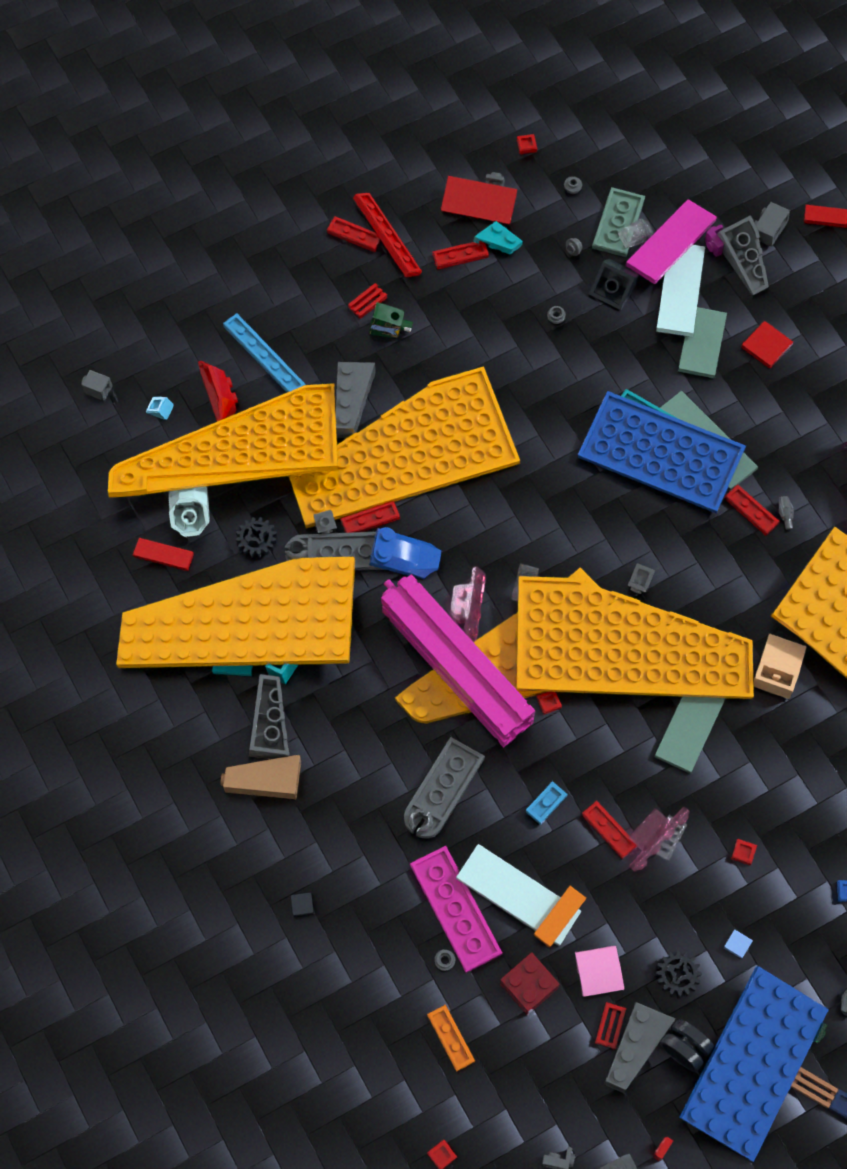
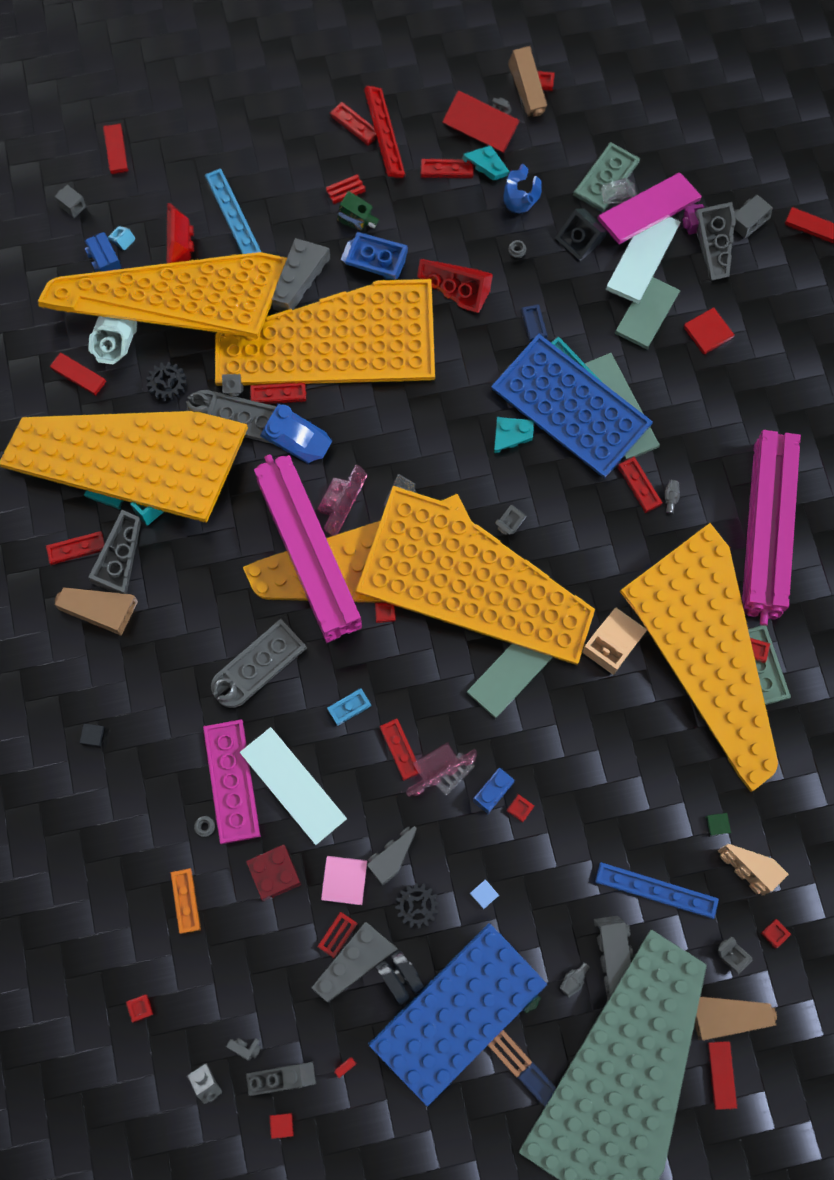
camera: 15 degrees right, 5 degrees up
(123, 321) = (115, 148): none -> red tile
(148, 429) = (102, 253): none -> blue brick
(221, 726) = (75, 548): none -> red tile
(420, 358) = (375, 255): none -> blue slope
(511, 363) = (461, 284): none -> red wedge
(512, 149) = (527, 81): none -> medium nougat slope
(544, 267) = (518, 200): none -> blue piece
(559, 916) = (323, 818): orange tile -> none
(573, 189) = (575, 134): dark grey plate -> none
(573, 246) = (555, 188): dark grey plate -> none
(596, 381) = (533, 321): none -> dark blue tile
(612, 493) = (512, 432): none -> teal wing
(637, 940) = (389, 862): none -> dark grey slope
(713, 842) = (493, 790): none -> blue brick

